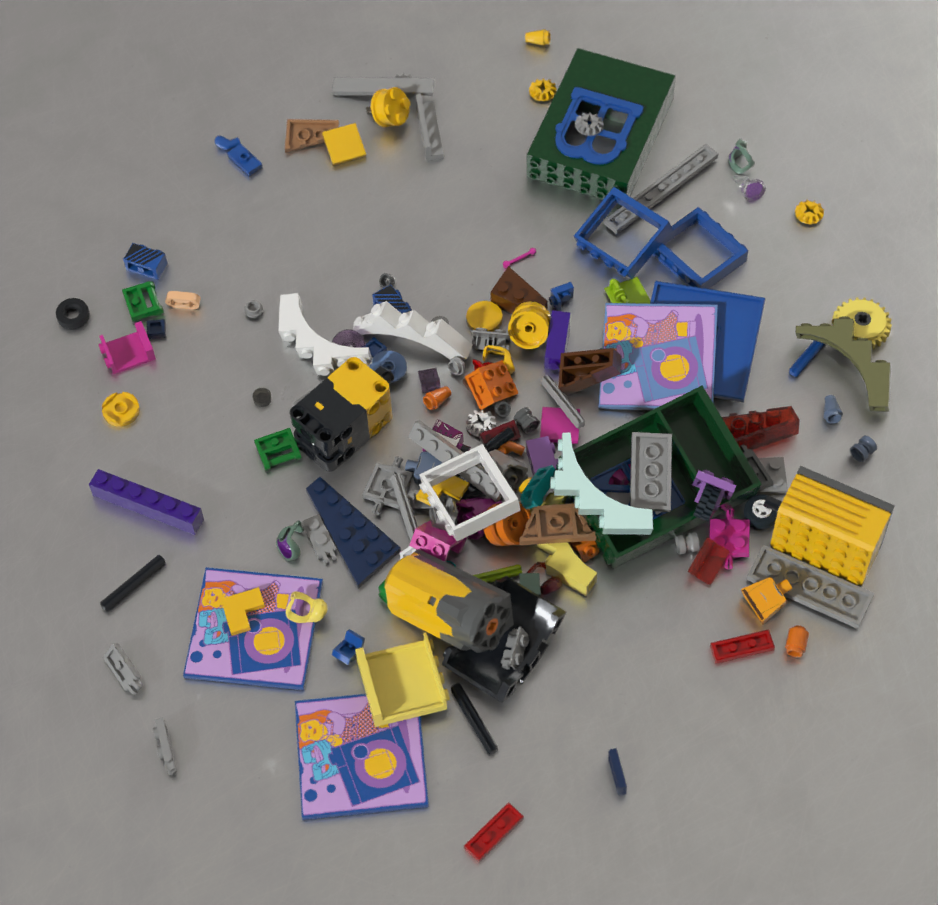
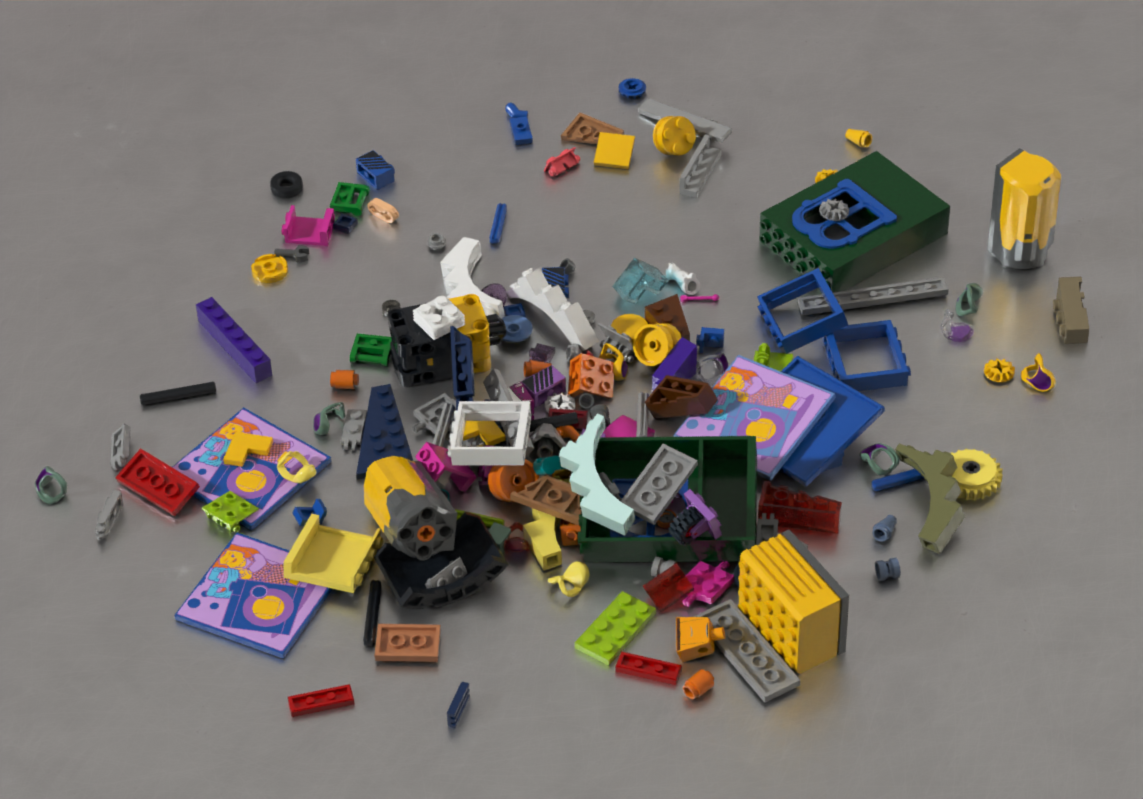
camera: 30 degrees right, 15 degrees down
(73, 740) = (44, 478): none -> sand green piece
(133, 381) = (299, 253): none -> dark grey bar
(186, 688) = (157, 482): none -> red plate
(273, 681) = (229, 510): none -> lime hinge
(276, 492) = (344, 379): none -> orange brick
(294, 264) = (498, 223): none -> blue axle
(302, 182) = (556, 164): none -> coral hinge
(308, 68) = (627, 88): none -> blue gear
(352, 395) = (438, 316): none -> white brick
(397, 441) = (462, 366): none -> dark blue wedge
(456, 409) = (545, 384): none -> medium lavender brick
(463, 266) = (637, 279): none -> clear light blue brick
(500, 248) = (687, 282): none -> white animal
(528, 733) = (407, 642): none -> nougat plate
(586, 316) = (720, 362): none -> clear piece
(616, 496) = (612, 488): none -> dark grey bar
(622, 587) = (577, 574): none -> light yellow piece
(687, 622) = (615, 628): none -> lime plate
(747, 55) = (1023, 210): none -> yellow piece
(770, 344) = (873, 451): none -> sand green piece
(829, 130) = (1070, 311): none -> dark tan wedge
(853, 203) = (1043, 379): none -> yellow piece

